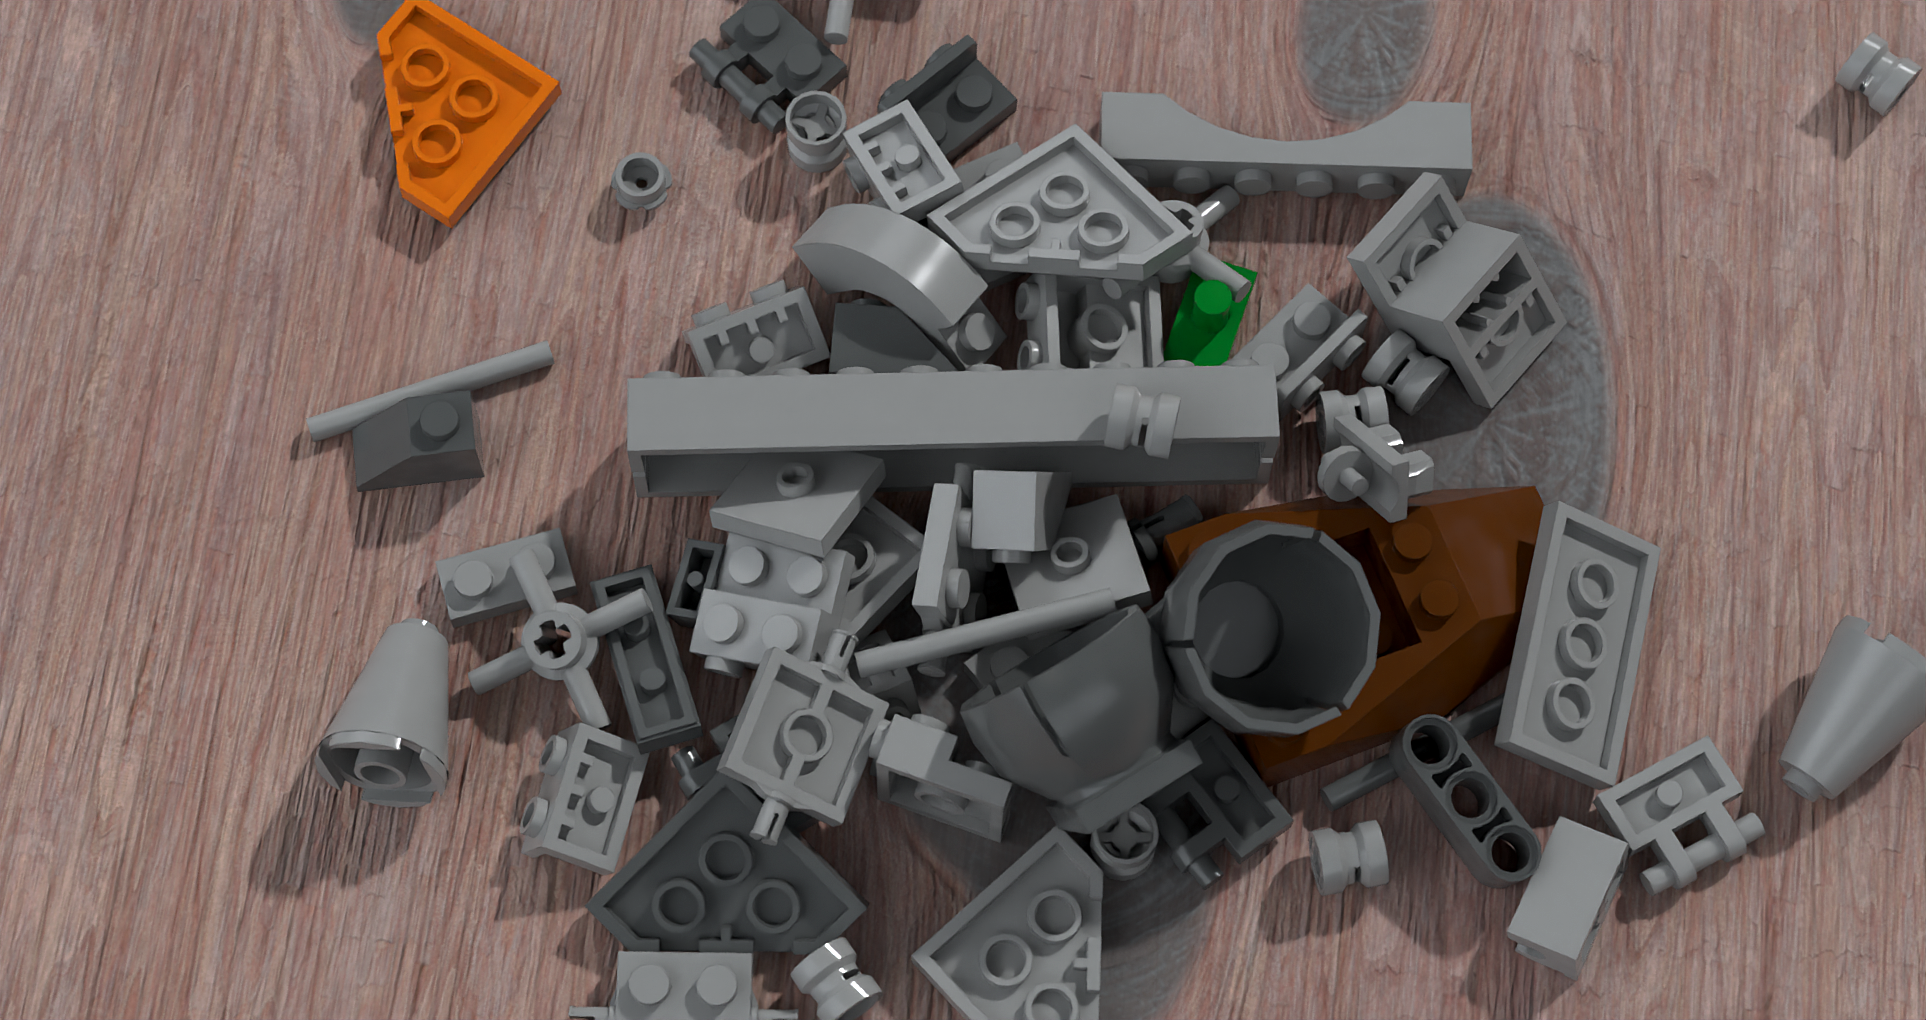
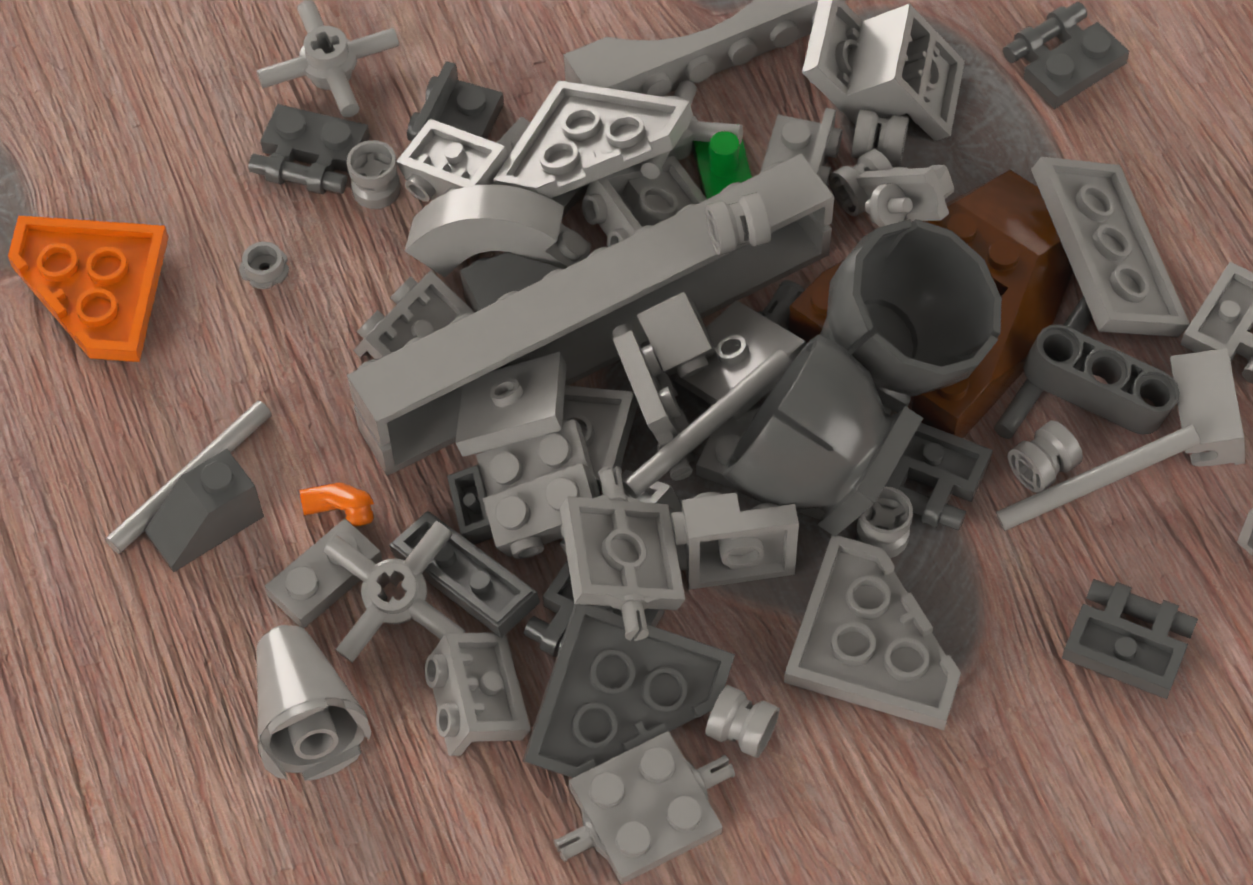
camera: 25 degrees left, 10 degrees down
(572, 502) = (339, 496): none -> orange arm
(1390, 915) = (1098, 477): none -> light grey bar
(1695, 390) = (1072, 66): none -> dark grey plate

